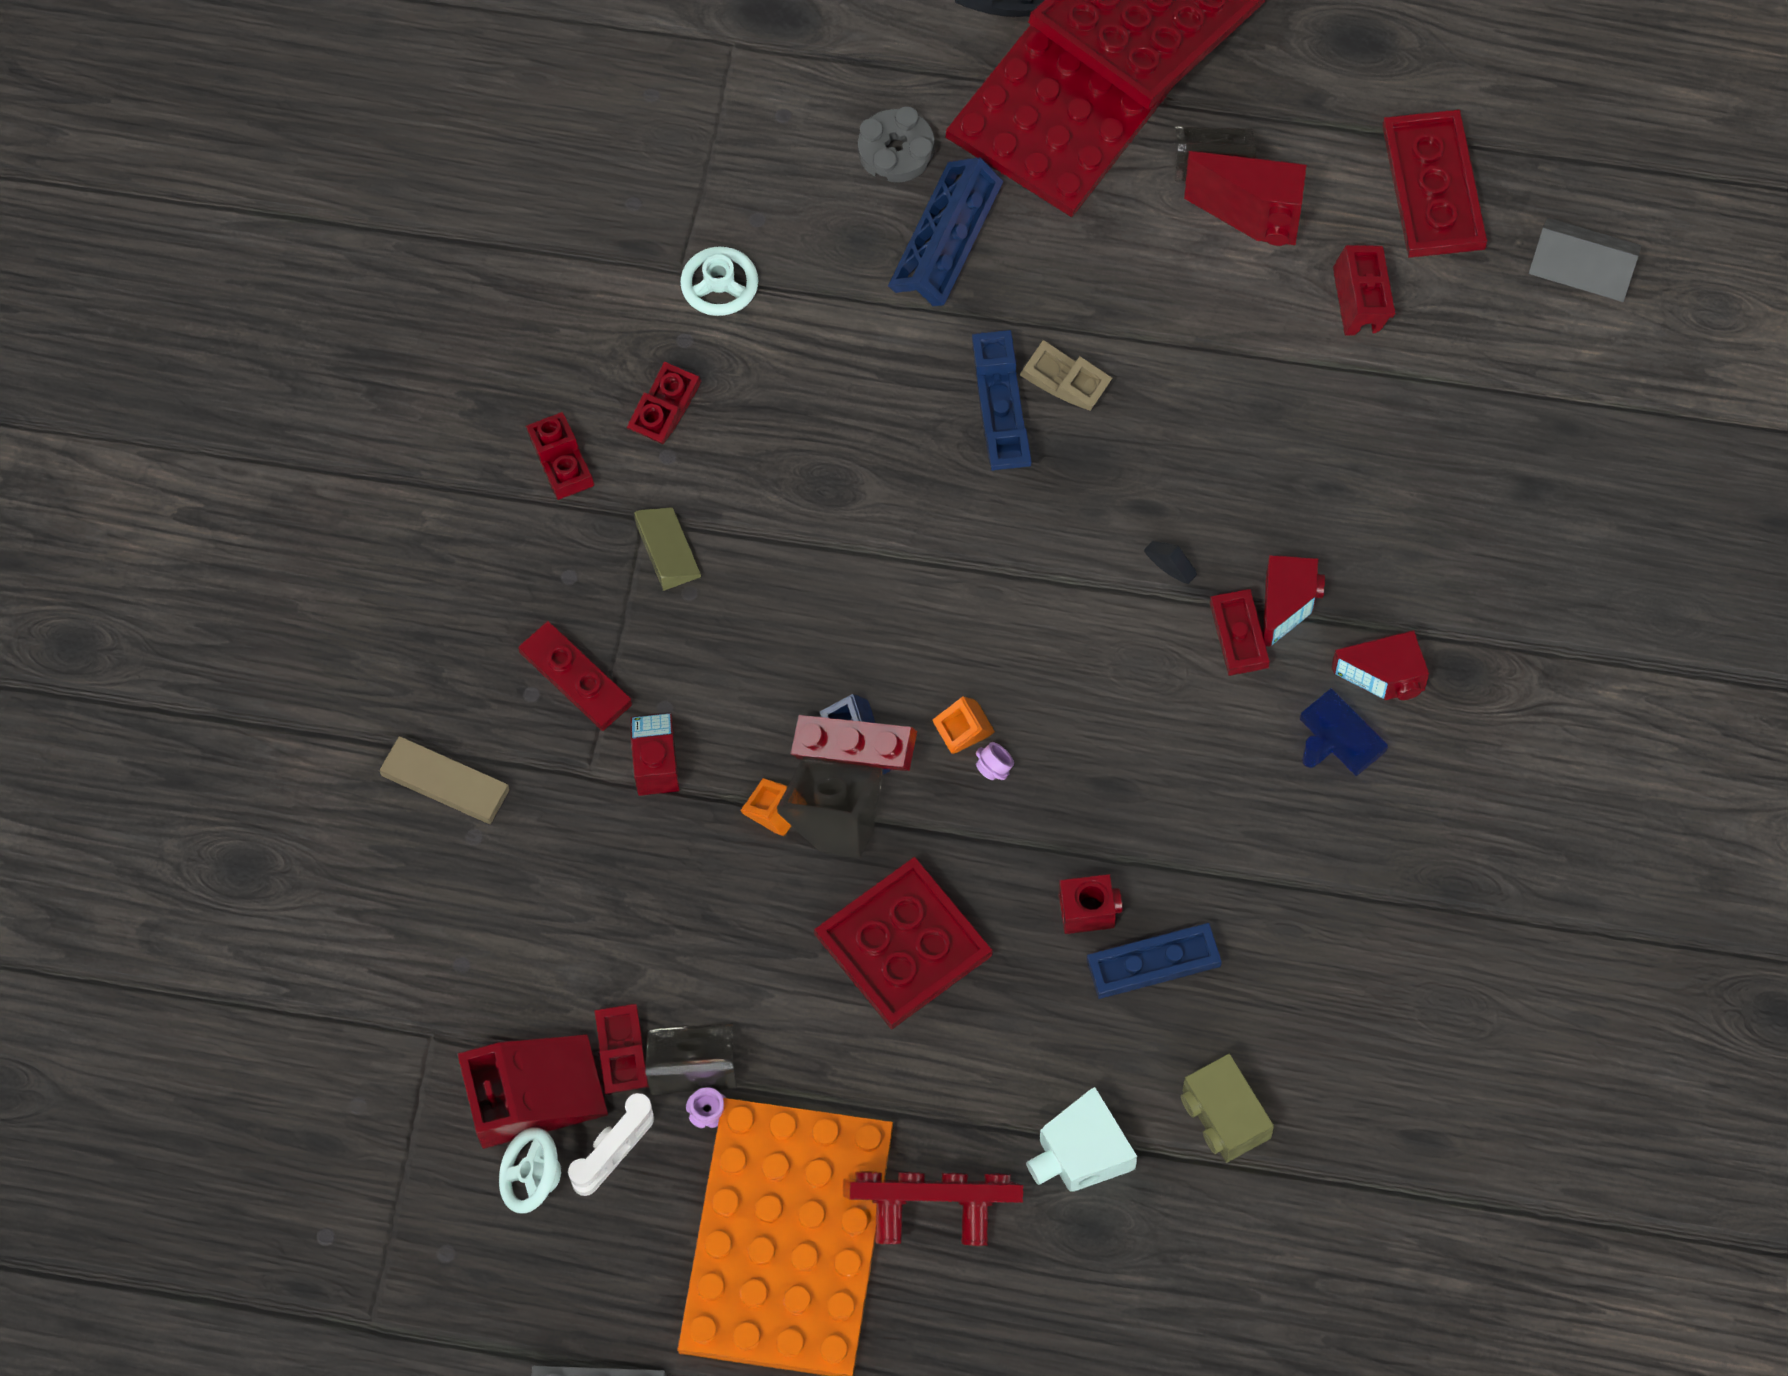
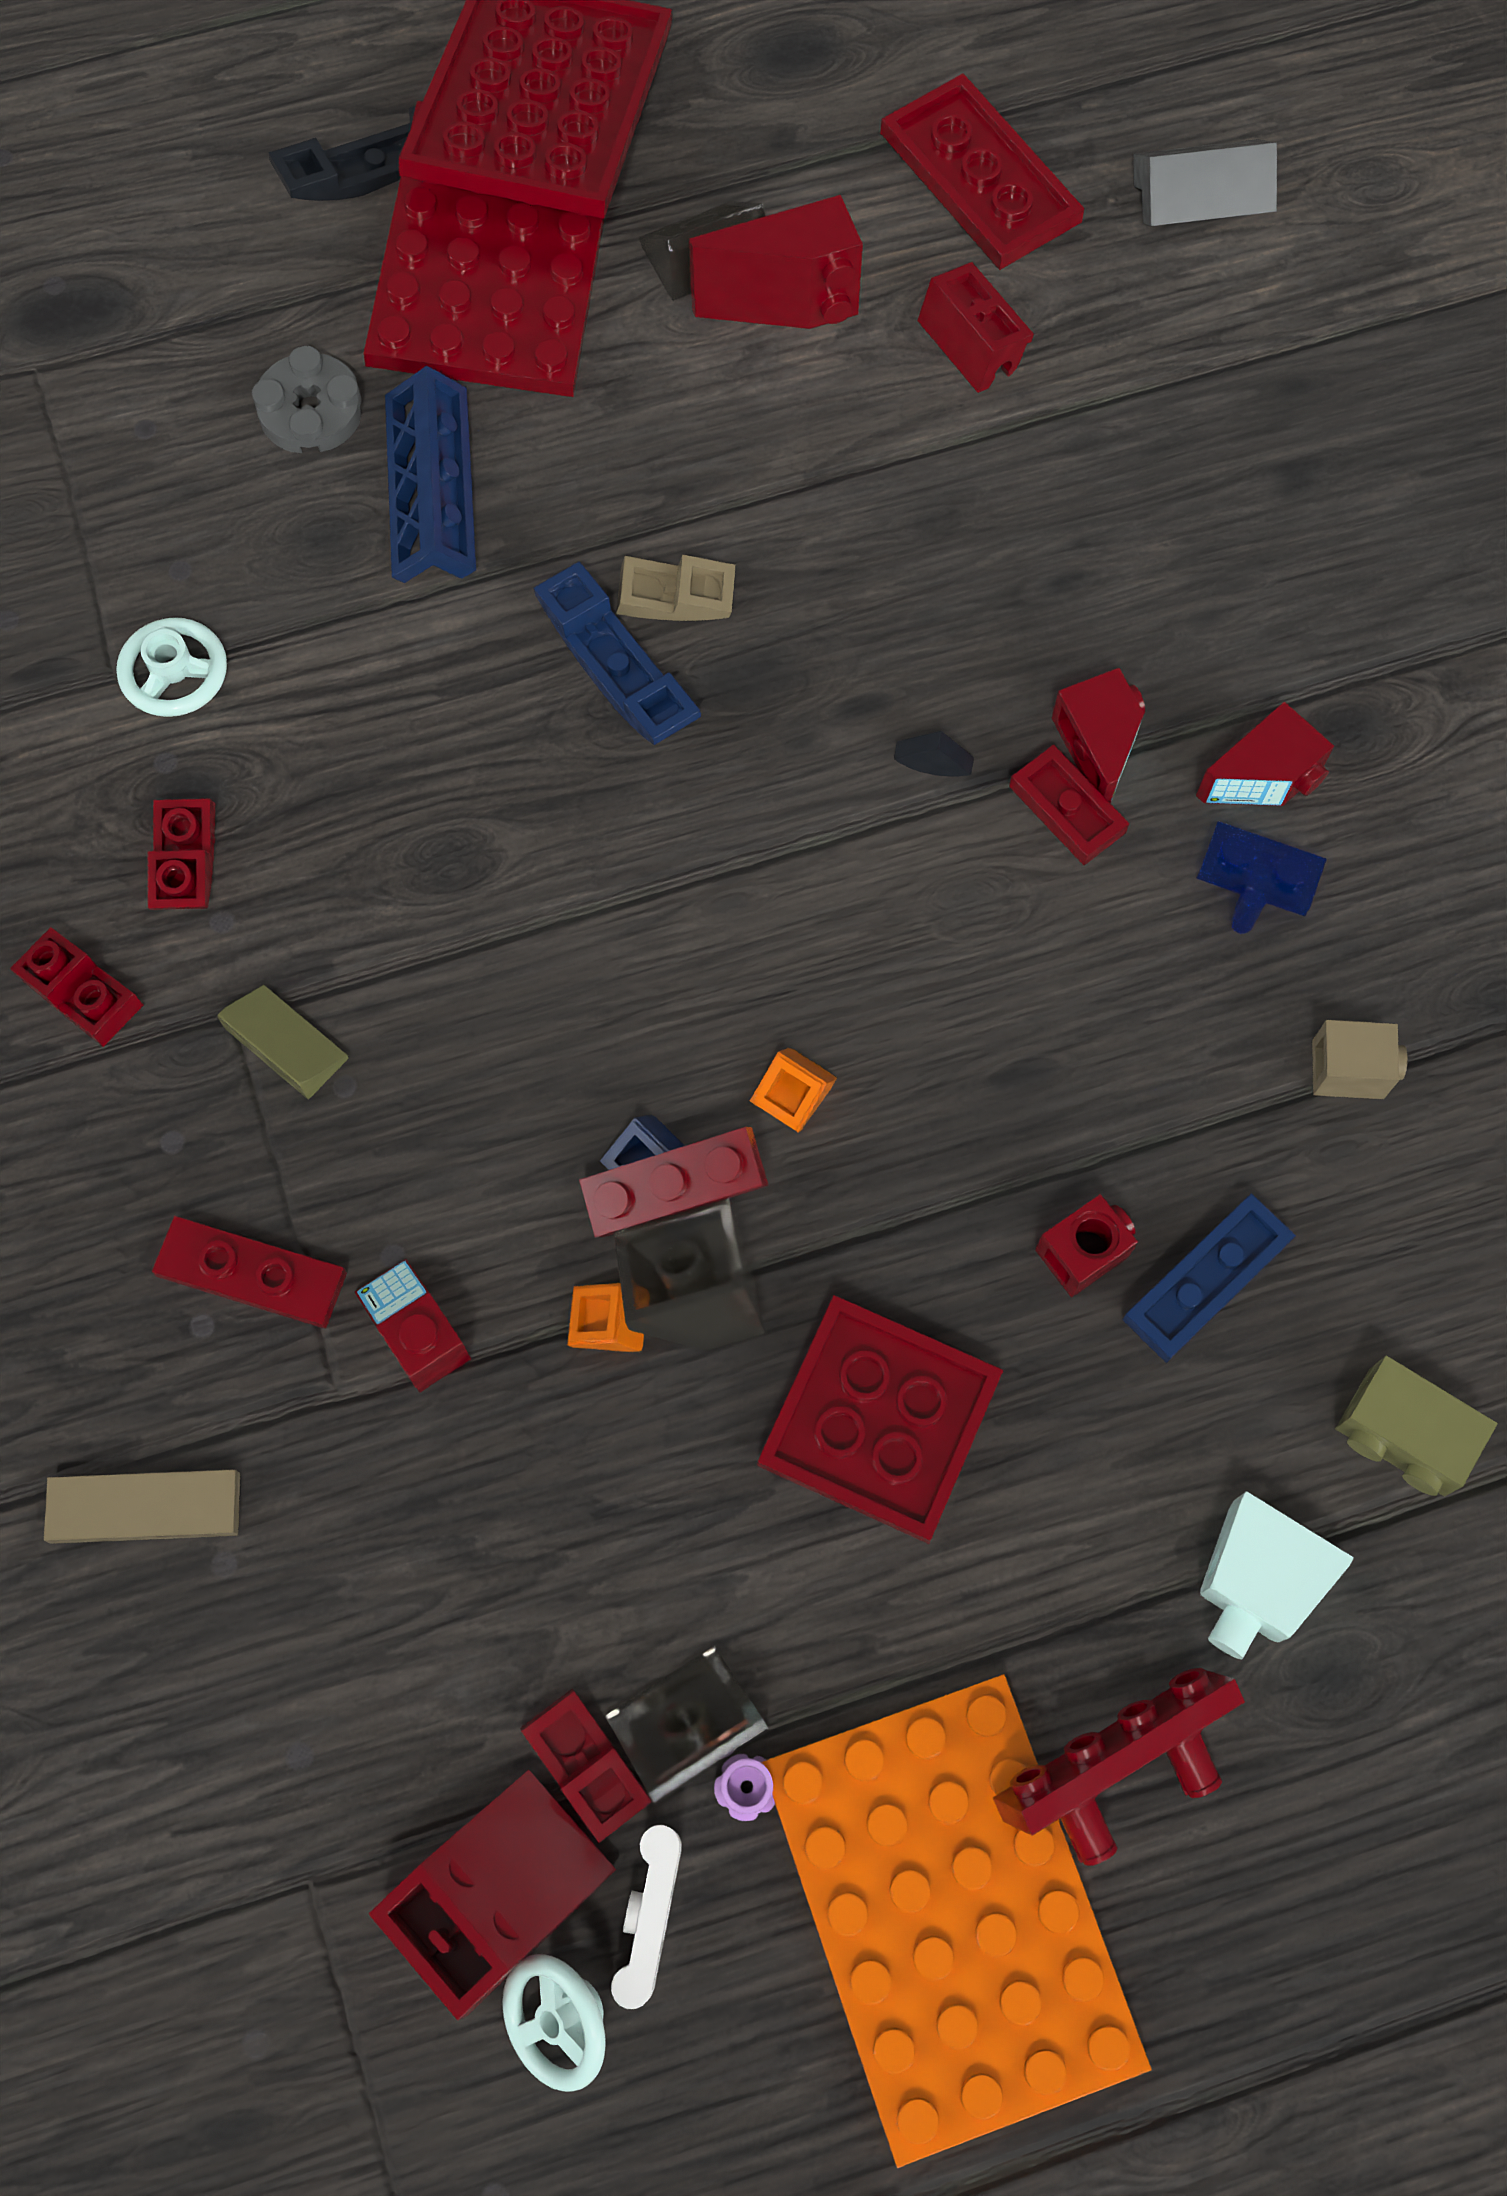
camera: 30 degrees left, 5 degrees up
(994, 761) = (862, 1117): lavender plate -> none
(1328, 877) = (1357, 1059): none -> dark tan brick

